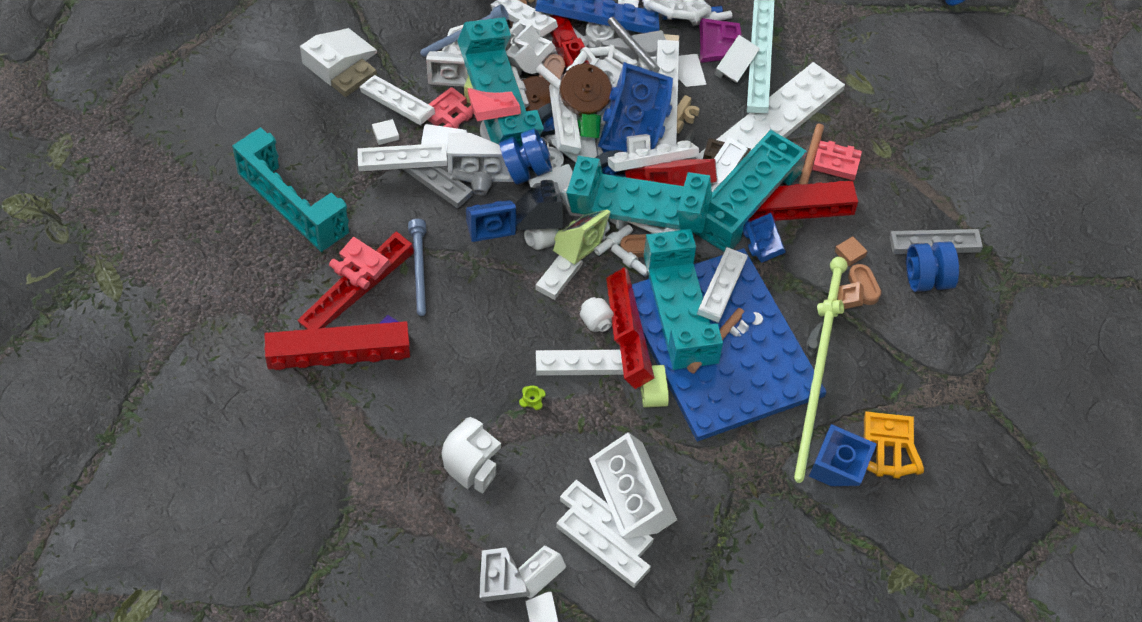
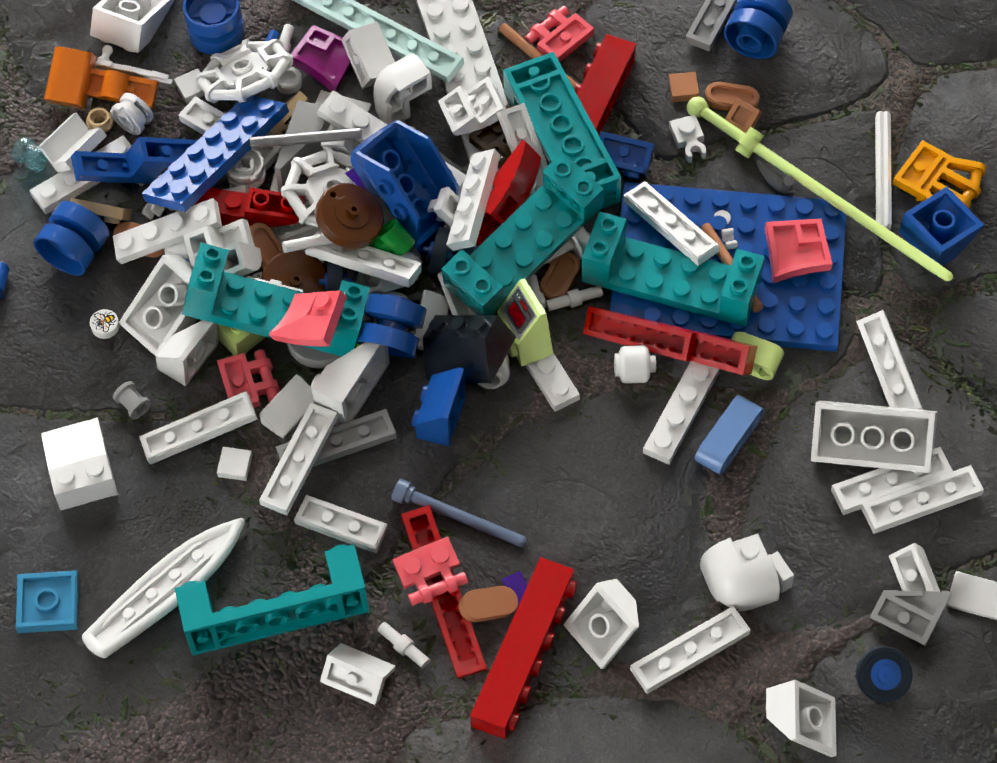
camera: 55 degrees left, 5 degrees up
(233, 84) = (47, 601): none -> dark azure tile
(270, 261) = (356, 673): none -> white panel
(288, 136) = (155, 592): none -> white piece
(304, 279) = (403, 645): none -> white bar
(353, 77) = (125, 461): dark tan plate -> none
(358, 309) = (488, 603): none -> nougat tile
(374, 541) = (803, 715): none -> white slope
(375, 207) = (341, 524): none -> white tile
(386, 381) = (604, 621): none -> white slope
(392, 447) = (690, 649): none -> white plate
(397, 59) = (131, 400): none -> light grey bush
(438, 578) = (884, 674): none -> black wheel
(445, 22) = (104, 323): none -> white tile
(479, 181) = (377, 397): light grey bar -> none
(498, 12) = (171, 254): sand blue piece -> none
(532, 391) = (697, 473): lime plate -> none
(579, 398) = (729, 434): none -> medium blue beam
(690, 33) = (290, 81): none -> white tile
(704, 476) = (888, 362): none -> white plate
(720, 84) = (399, 85): none -> white brick
(735, 127) = (473, 108): none -> white slope
(757, 370) = (797, 248): none -> coral plate
(811, 270) = (688, 134): none -> white plate
(872, 405) = (883, 168): none -> white axle

